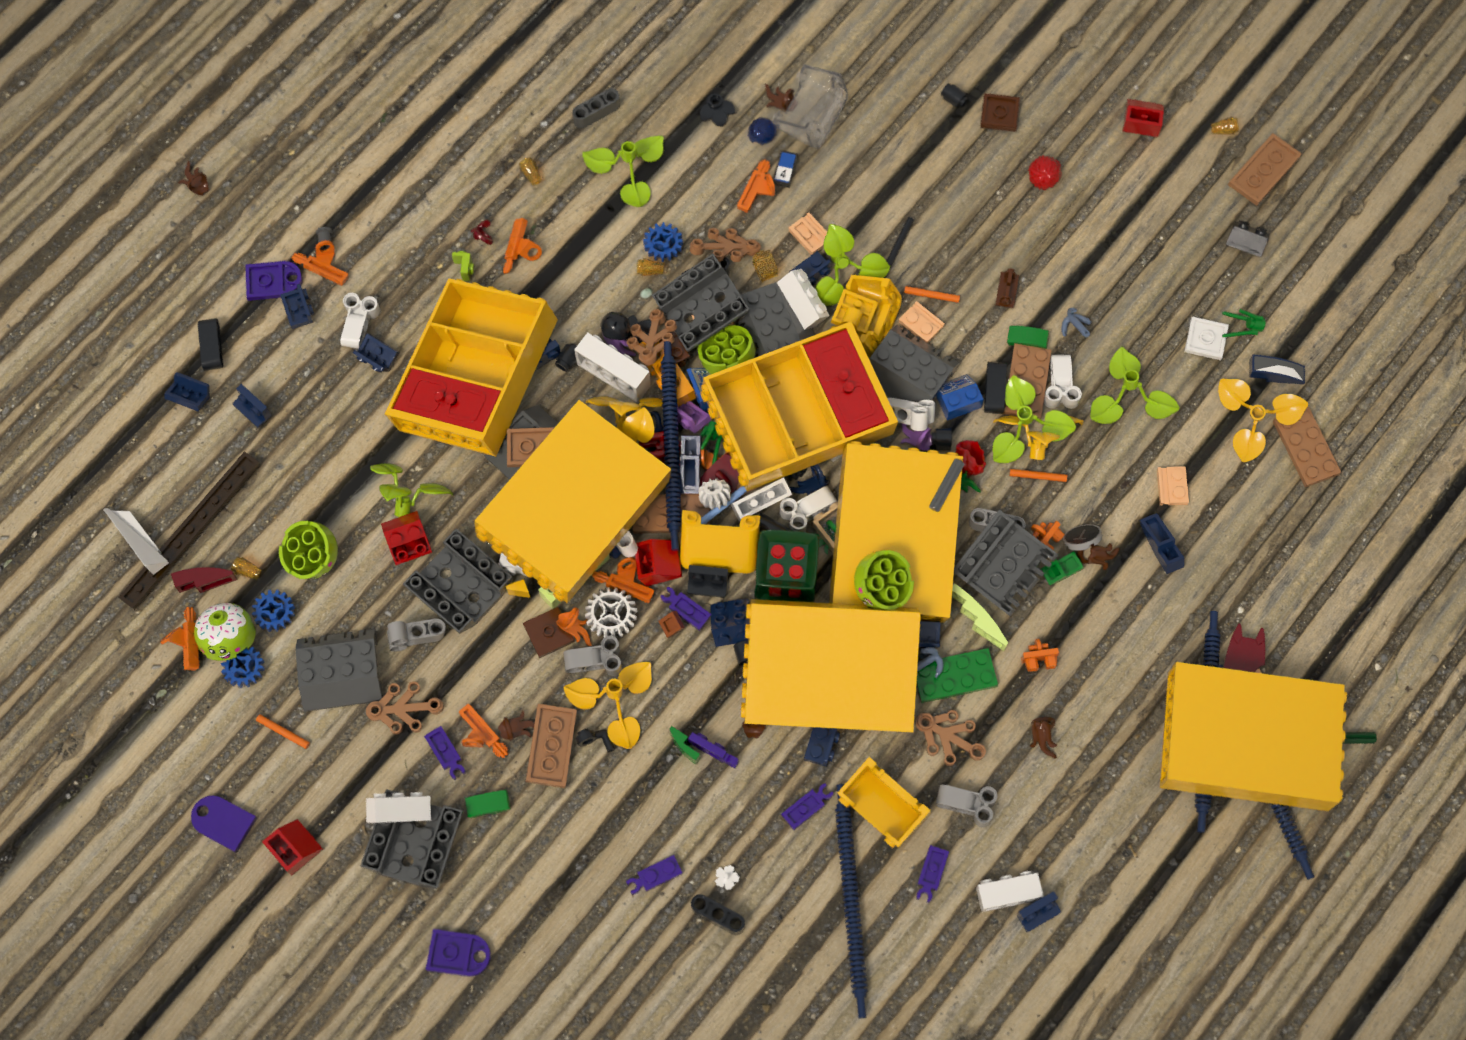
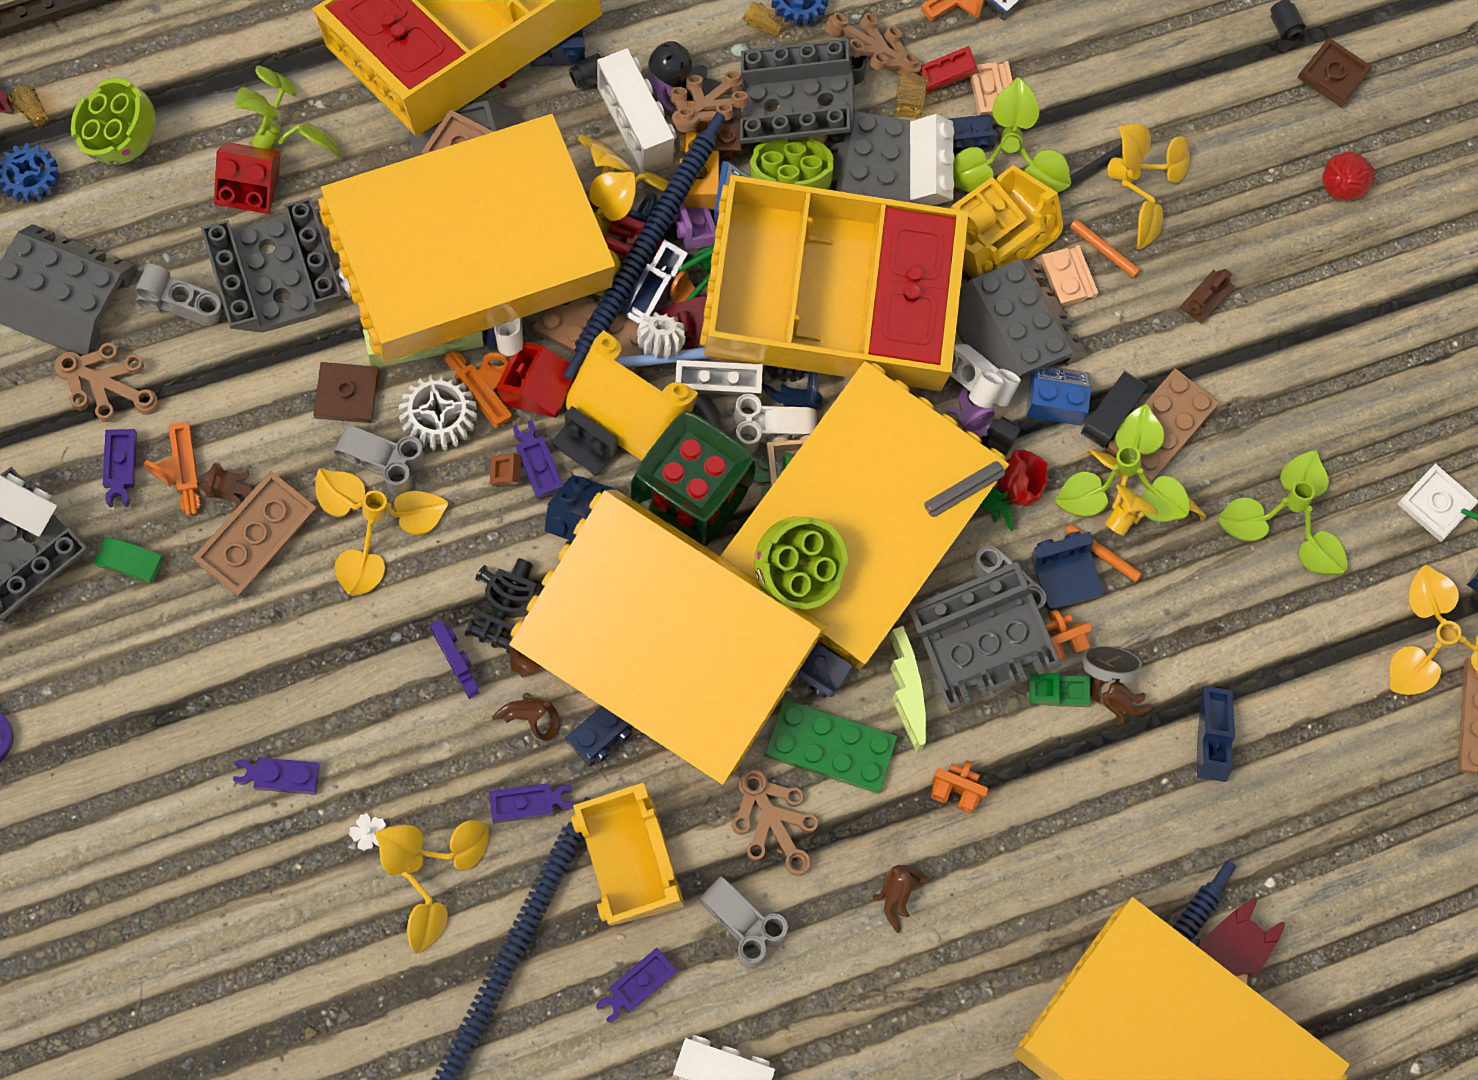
camera: 20 degrees right, 0 degrees up
(518, 589) = (343, 316): yellow slope -> none
(570, 624) = (380, 401): orange piece -> none
(588, 736) = (307, 549): black plate -> none
(681, 740) = (421, 626): green slope -> none
(720, 687) = (514, 584): none -> black piece
(725, 921) = (321, 858): black beam -> none
(759, 877) = (402, 853): none -> yellow plant
(776, 753) = (531, 709): none -> reddish brown piece
(777, 236) = (949, 69): none -> red plate
(917, 240) = (1135, 145): none -> yellow plant
(928, 656) = (811, 700): sand blue piece -> none
(1025, 497) = (1067, 570): none -> dark blue bracket
(1028, 336) = (1198, 369): green slope -> none
(1061, 384) = (1205, 454): white piece -> none
(1075, 320) = (1275, 383): sand blue piece -> none
(1172, 486) = (1276, 667): light nougat plate -> none

